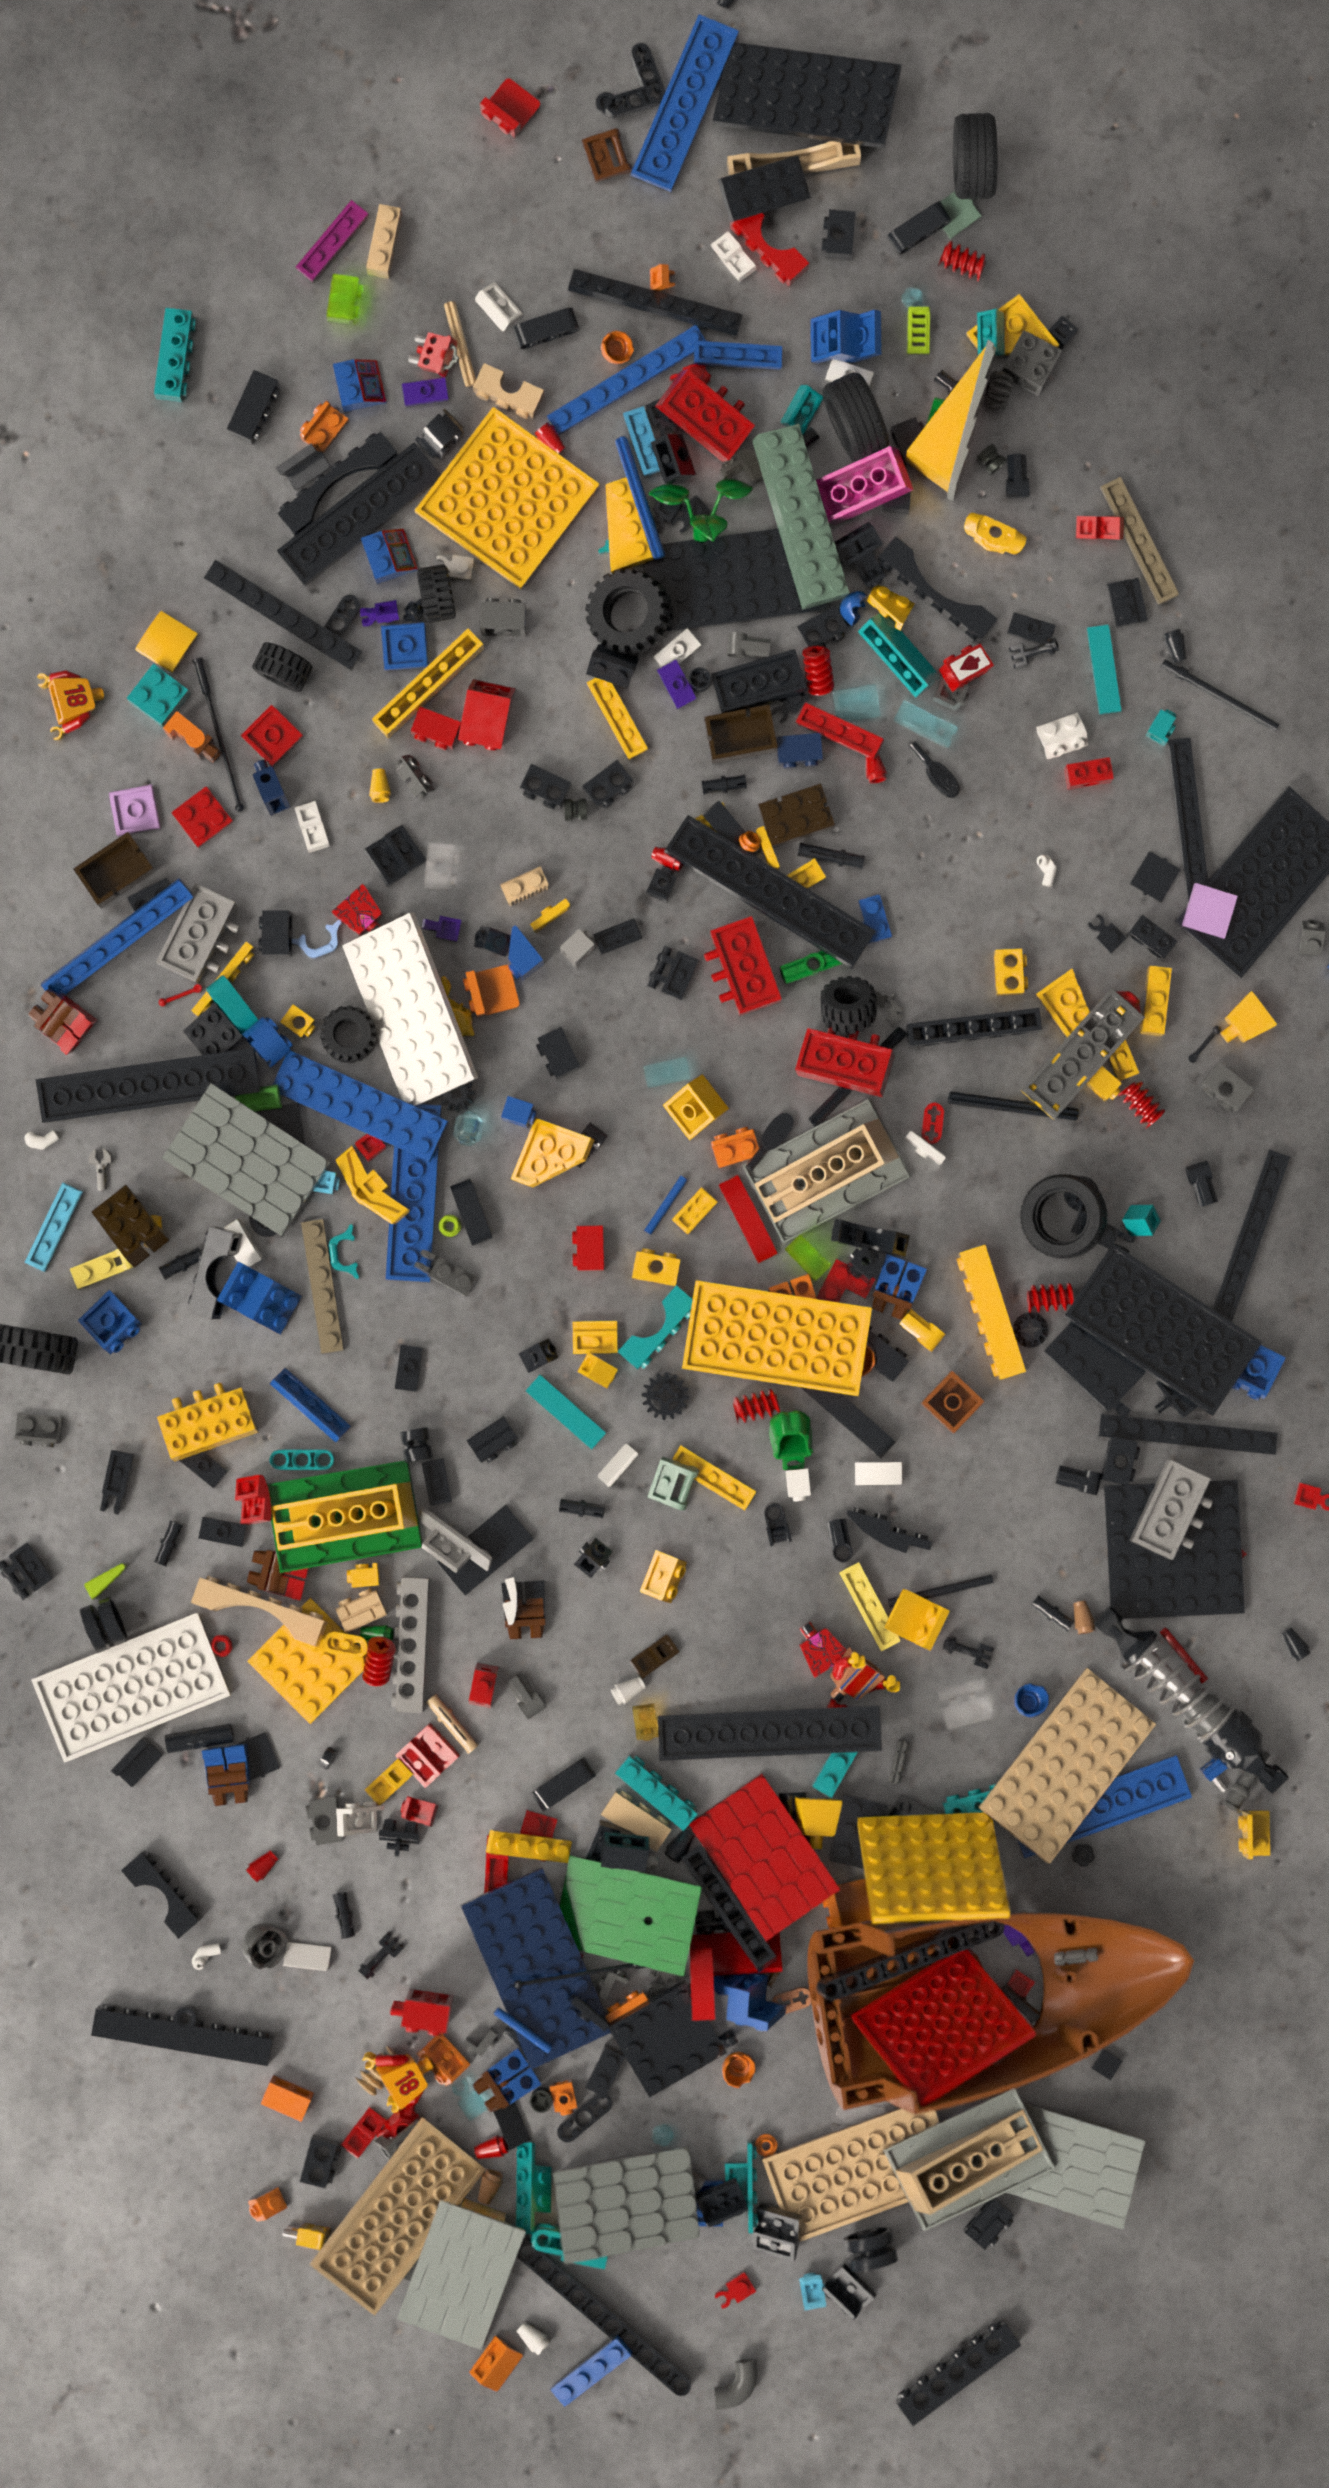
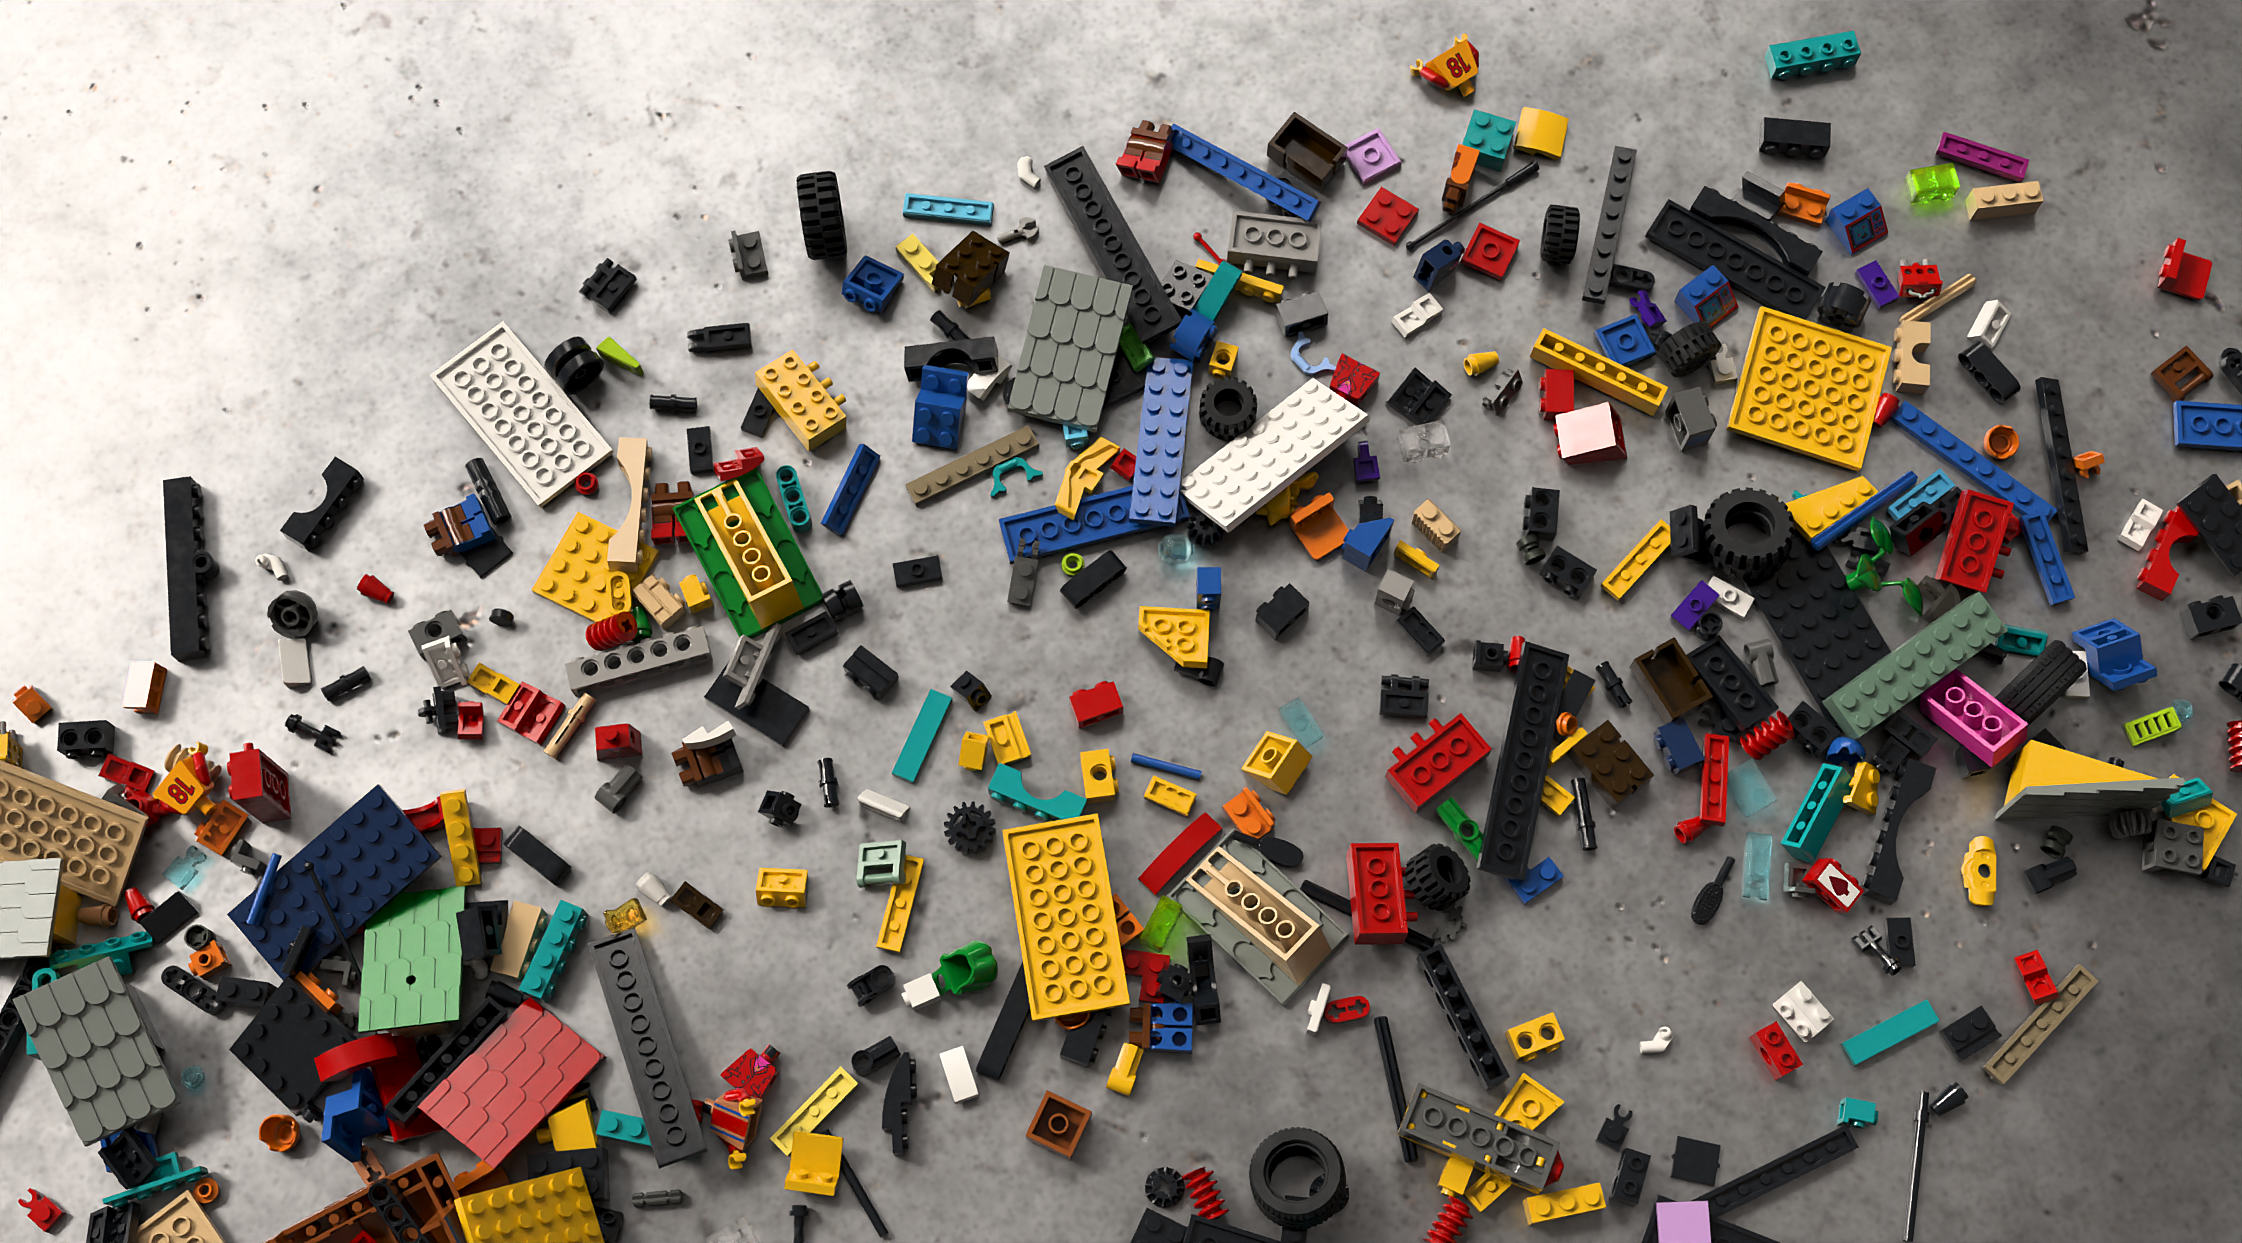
camera: 75 degrees right, 15 degrees down
(137, 1762) = (449, 441): black panel -> none
(501, 2086) = (201, 893): blue hips -> none
(756, 1406) = (988, 922): red piece -> none
(991, 1311) = (1169, 1137): yellow brick -> none

